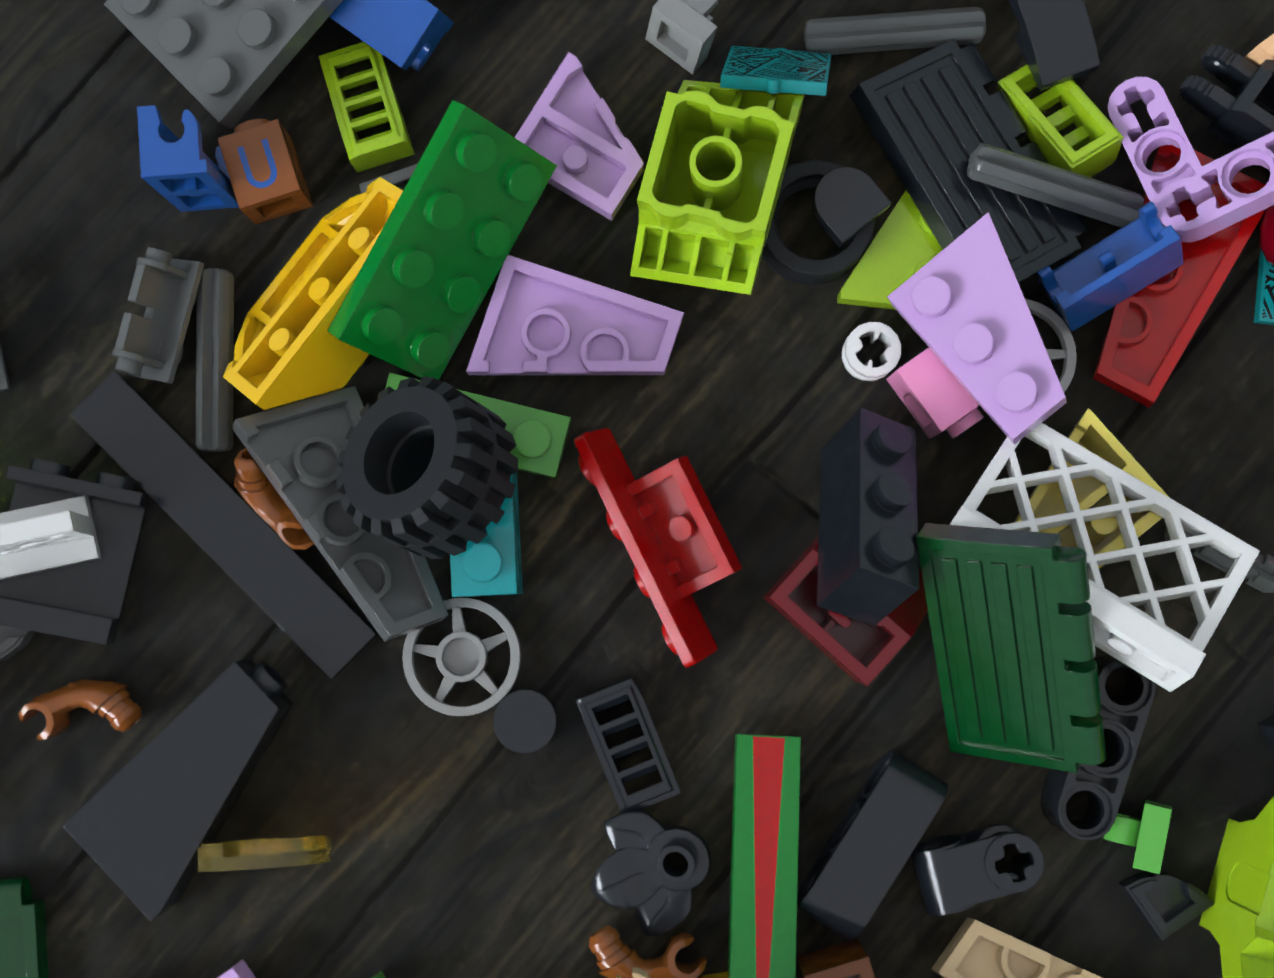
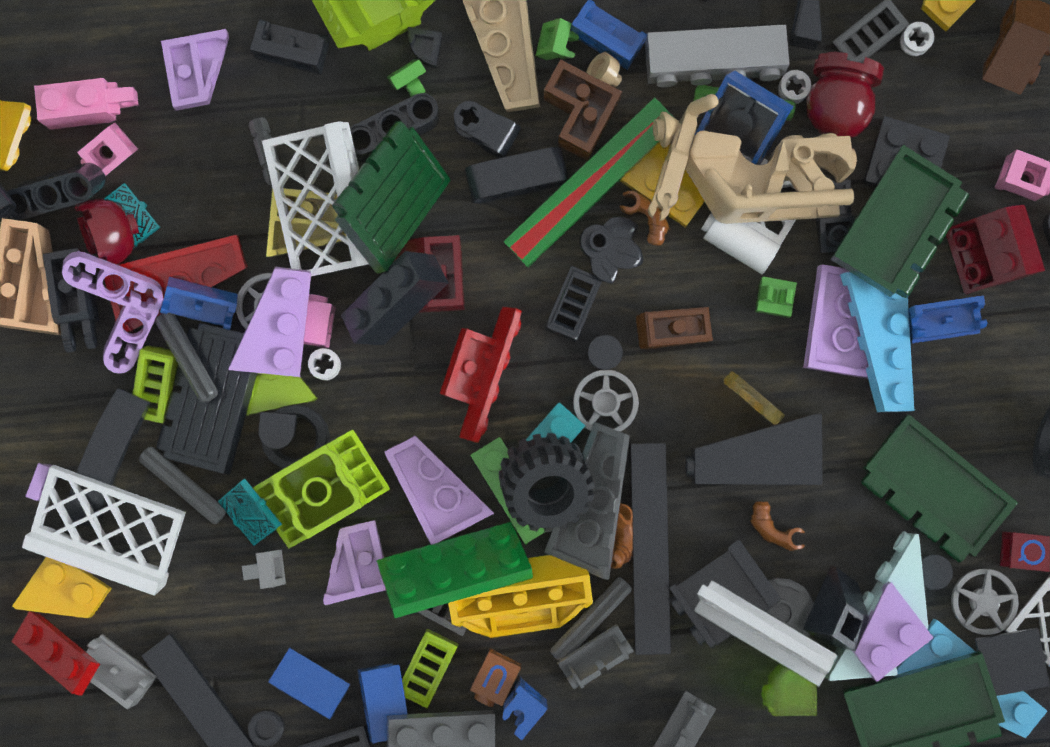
camera: 135 degrees left, 0 degrees up
(466, 843) = (673, 327): none -> reddish brown slope

